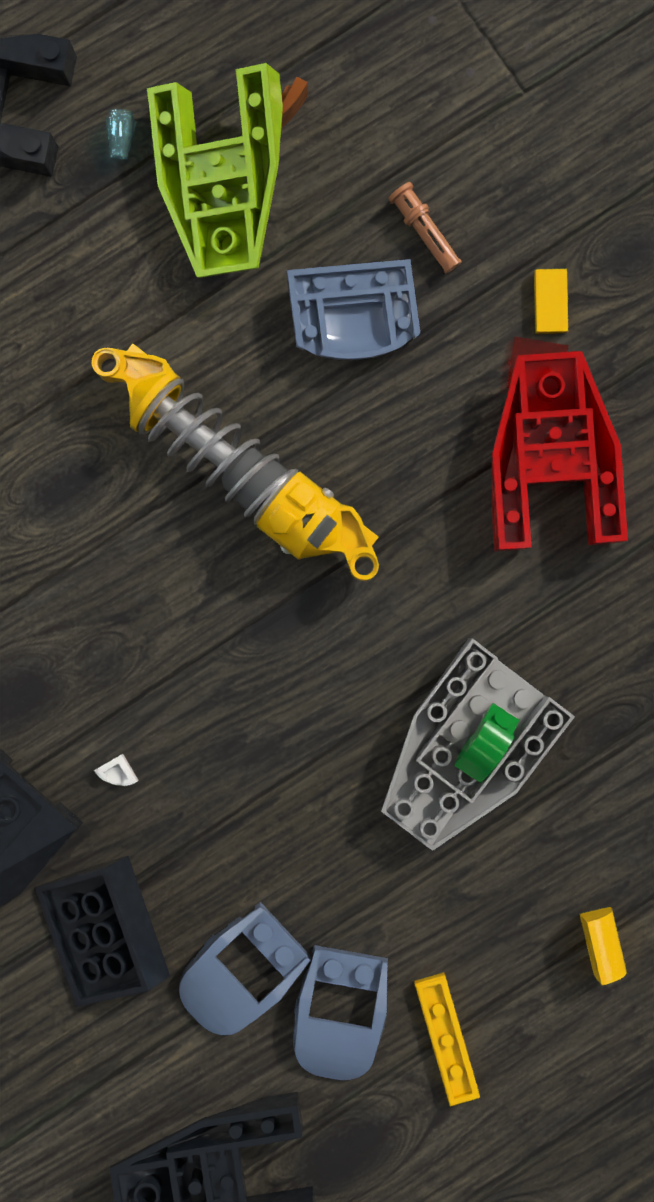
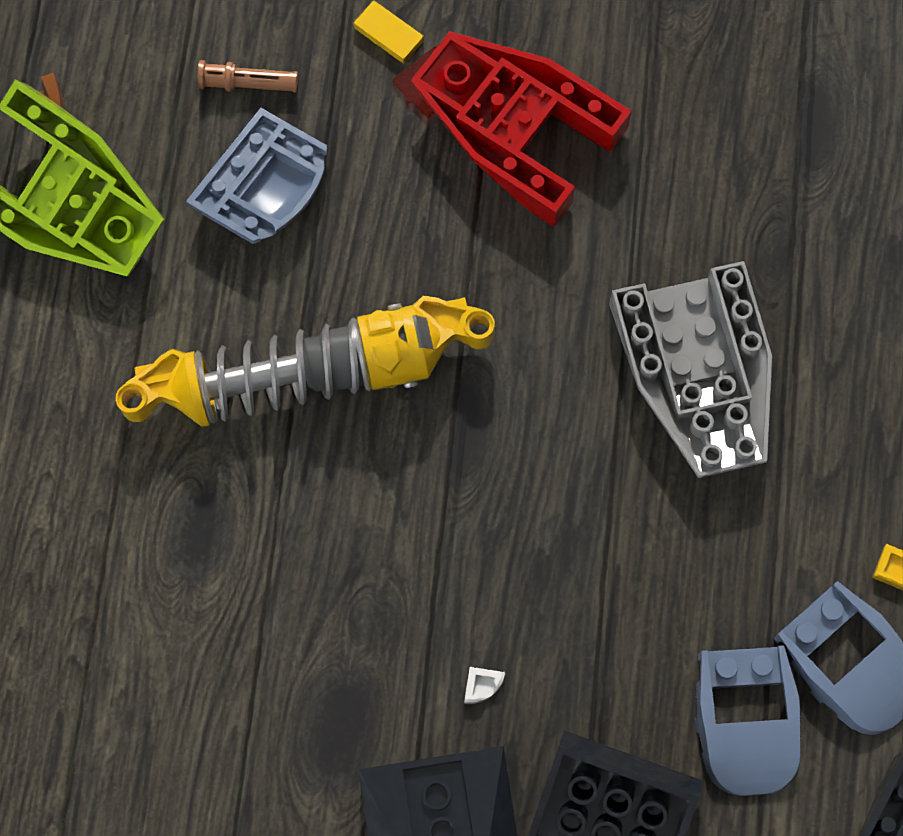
camera: 50 degrees left, 15 degrees down
(488, 744) = (712, 346): green brick -> none

